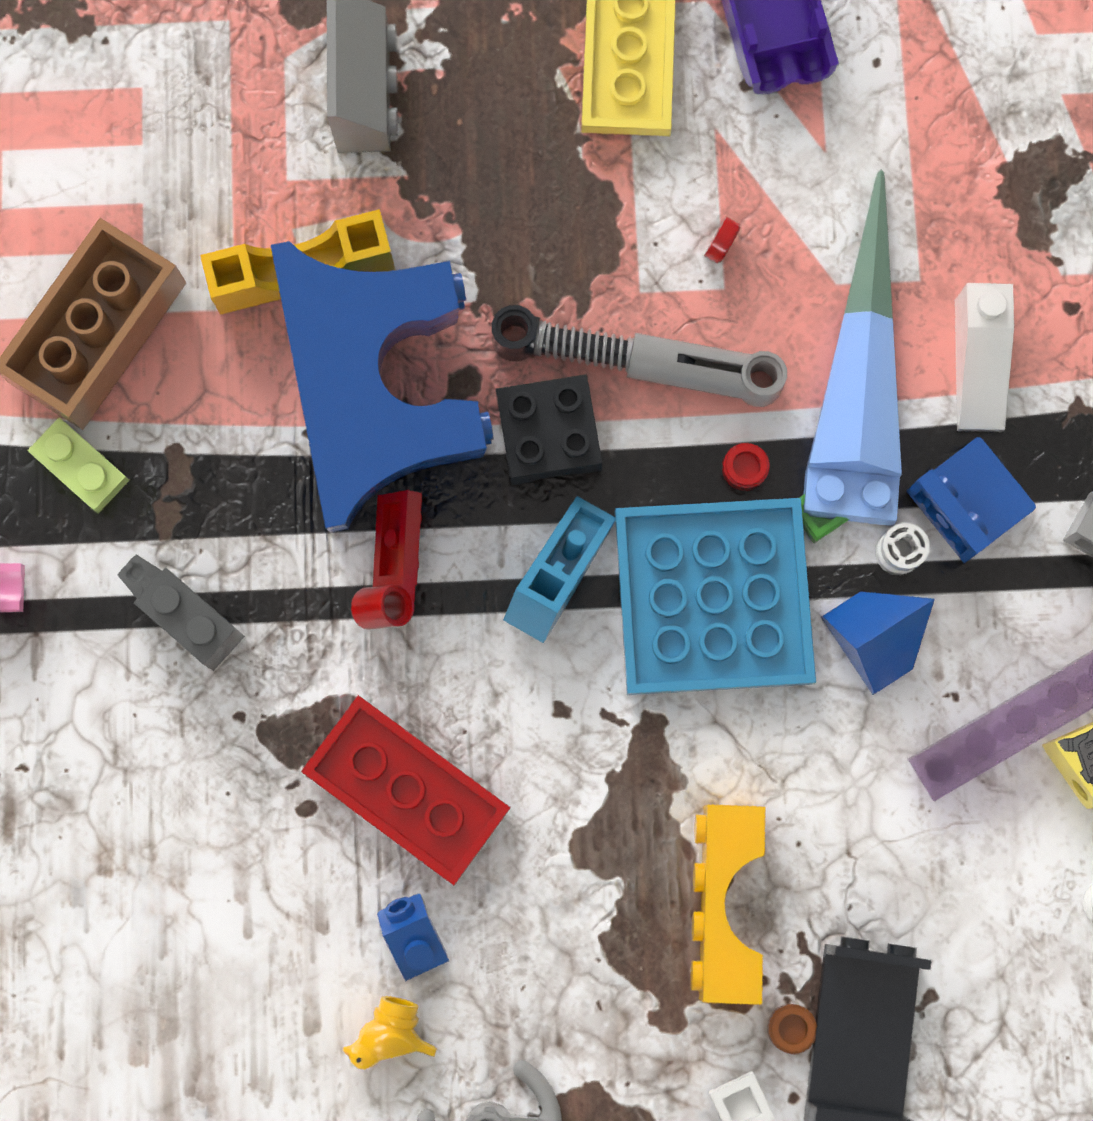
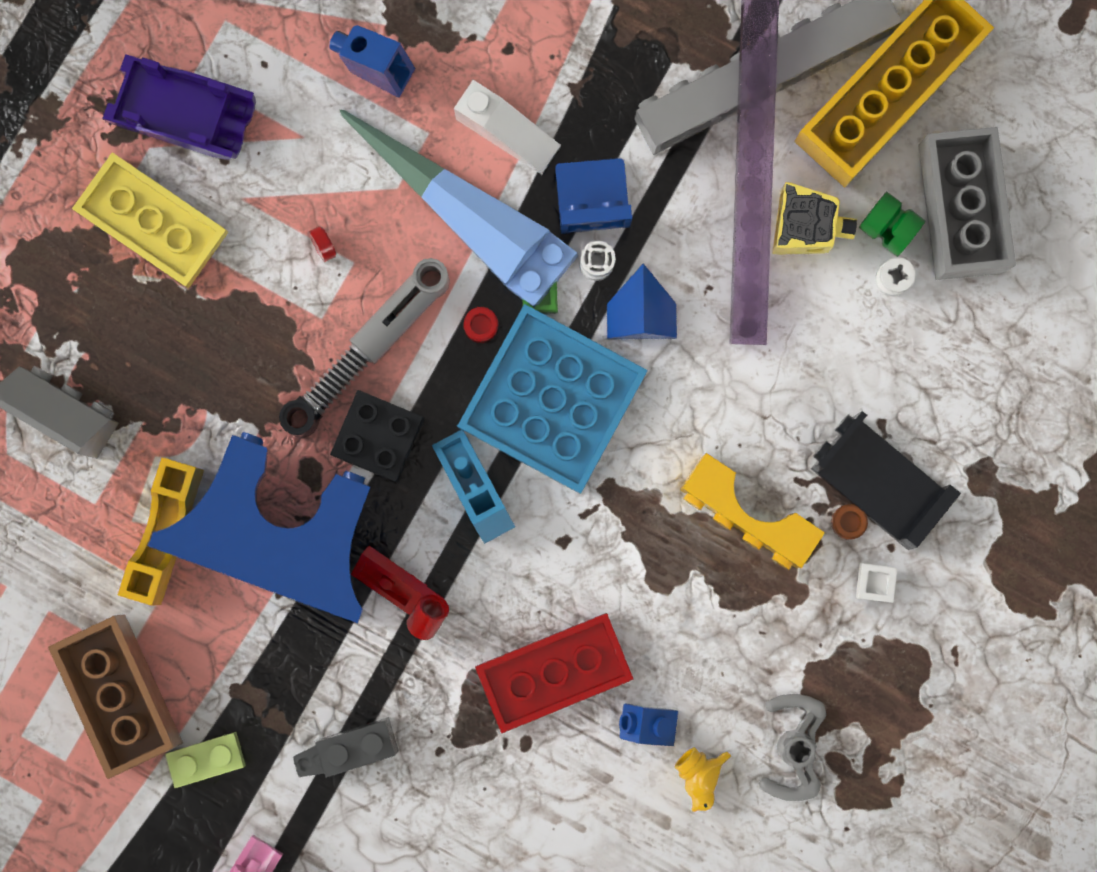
camera: 60 degrees left, 5 degrees up
(963, 169) = (374, 58): none -> blue torso

